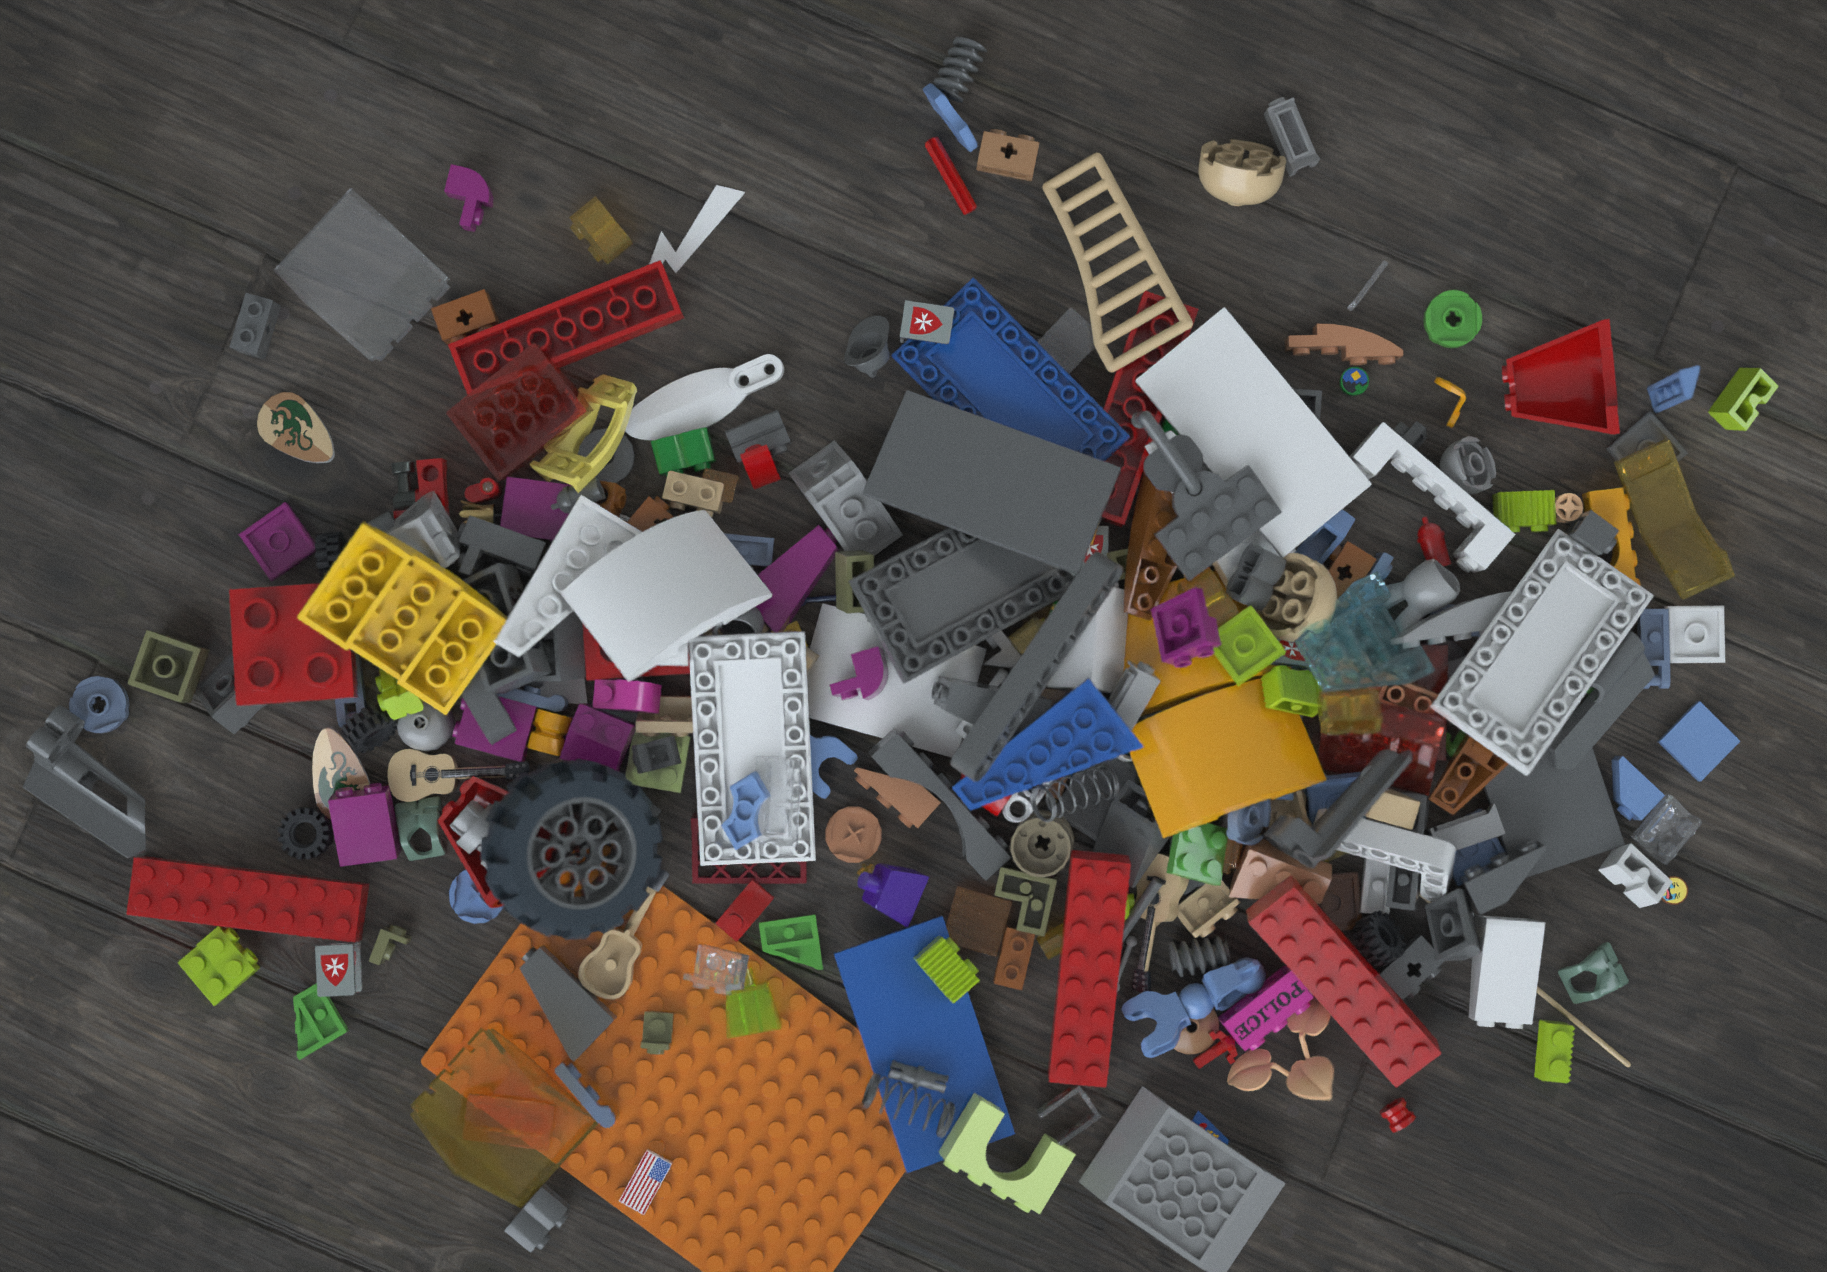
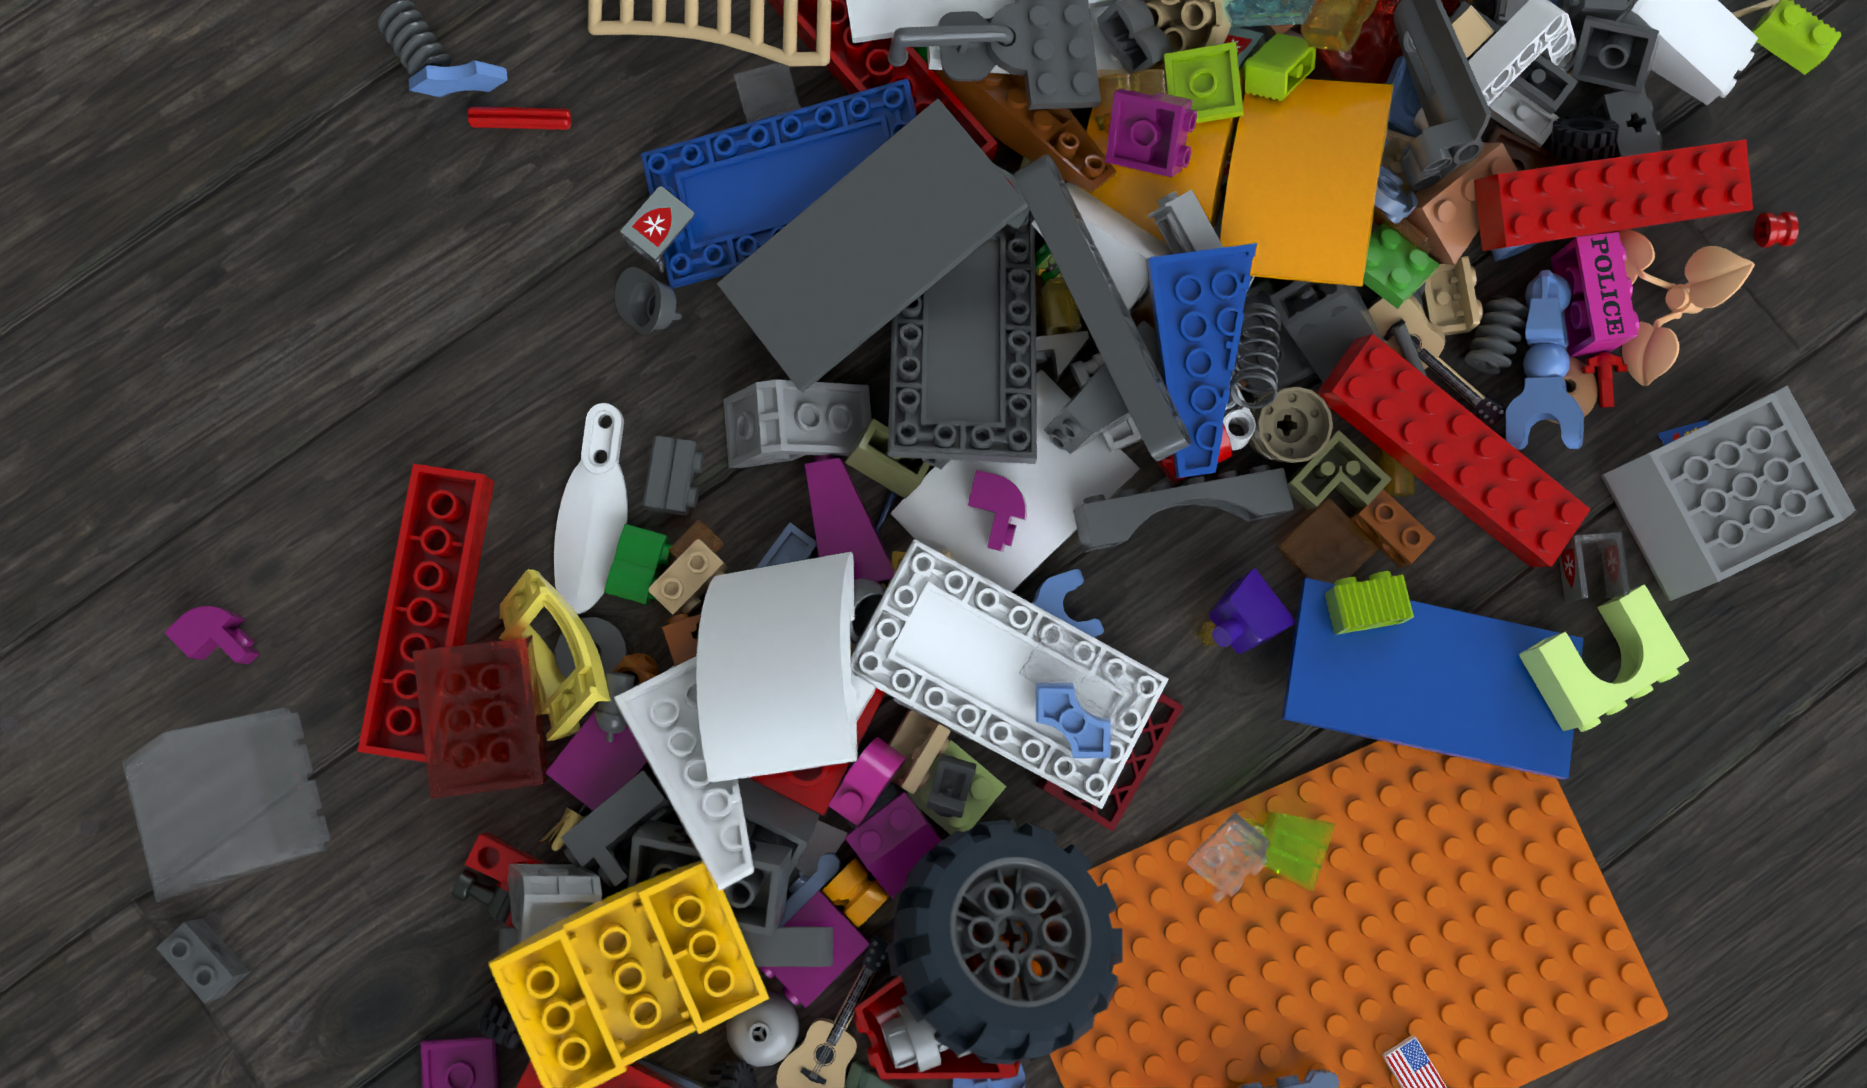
camera: 65 degrees left, 5 degrees down
(295, 428) = (346, 982): shield -> none
(396, 698) = (714, 1046): lime brick -> none
(451, 314) = (329, 730): dark orange brick -> none
(483, 491) = (546, 809): red piece -> none
(570, 1008) = (1170, 1050): dark grey slope -> none
(600, 230) = (343, 515): clear yellow brick -> none
(610, 967) = (1155, 978): tan piece -> none
(657, 1031) = (1258, 966): olive bracket -> none
(714, 210) = (401, 385): white sticker -> none
(744, 910) = (1176, 790): red slope -> none
(759, 465) = (702, 489): red slope -> none
(793, 939) = (1238, 756): bright green wing -> none
(853, 834) = (1159, 624): nougat tile -> none
(872, 1088) = (1461, 770): dark grey piece -> none
(907, 797) = (1155, 541): nougat slope -> none
(918, 1076) = (1470, 703): dark grey pin -> none
(993, 159) = (530, 62): medium nougat brick -> none

